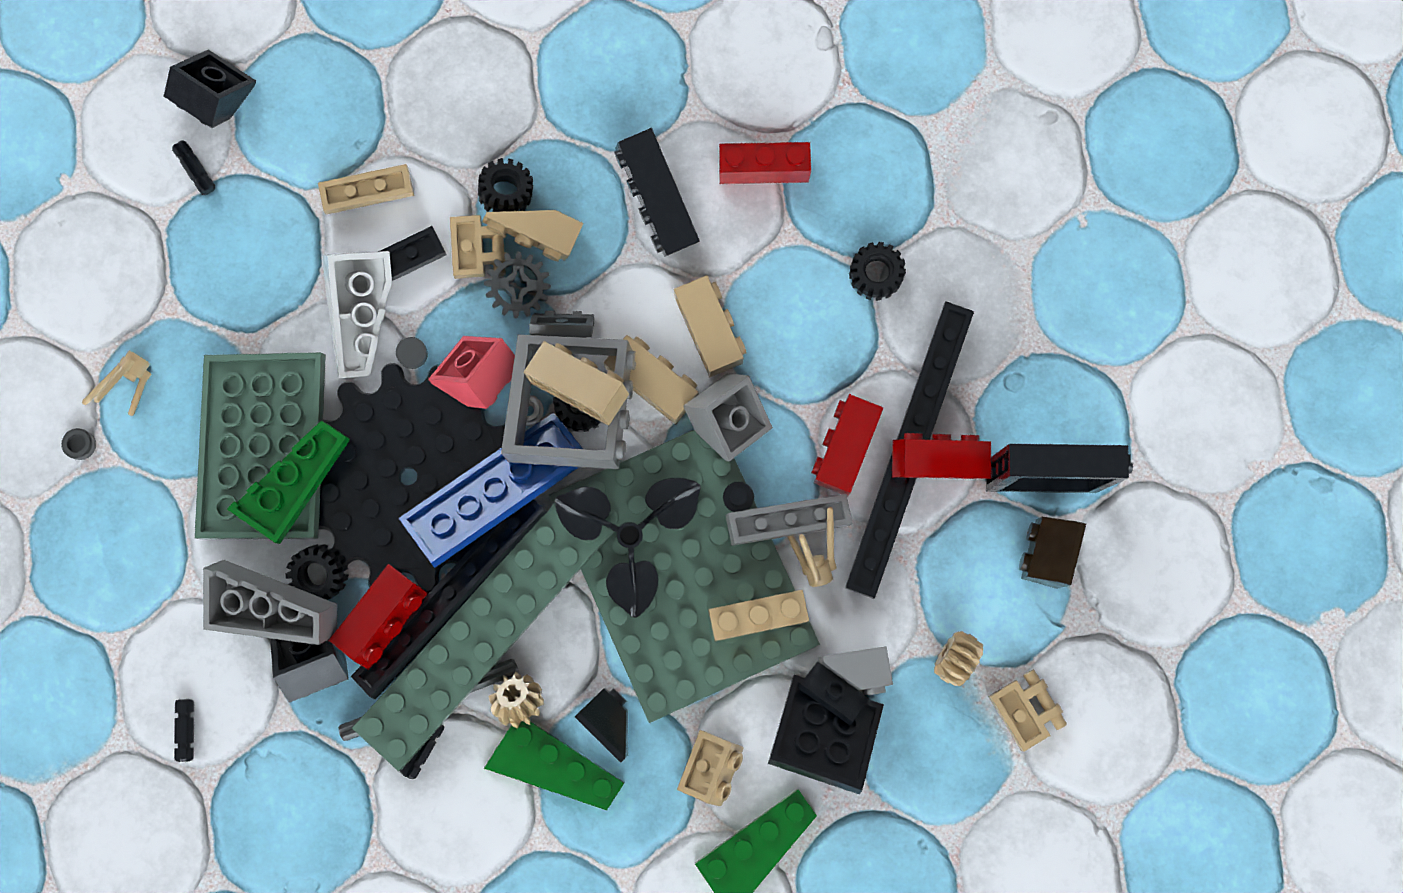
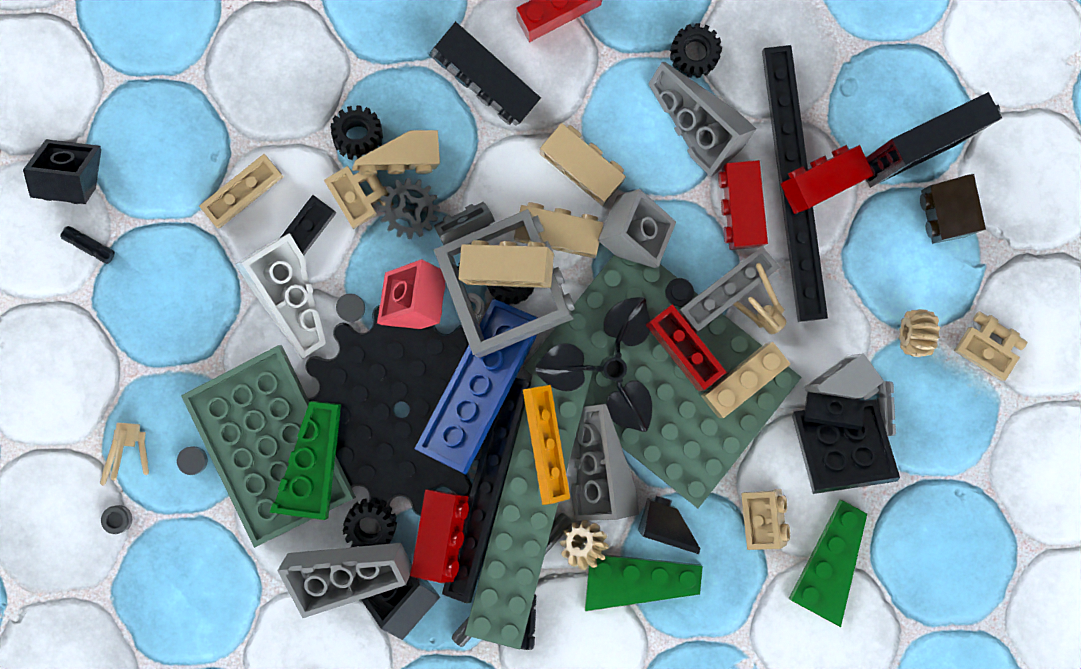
camera: 30 degrees left, 5 degrees up
(181, 423) = (192, 460): none -> dark grey tile
(528, 578) = (546, 444): none -> light orange plate
(571, 644) = (603, 477): none -> light grey wedge
(714, 553) = (686, 348): none -> red brick
(852, 347) = (706, 123): none -> light grey wedge
(890, 718) = (887, 406): none -> light grey axle

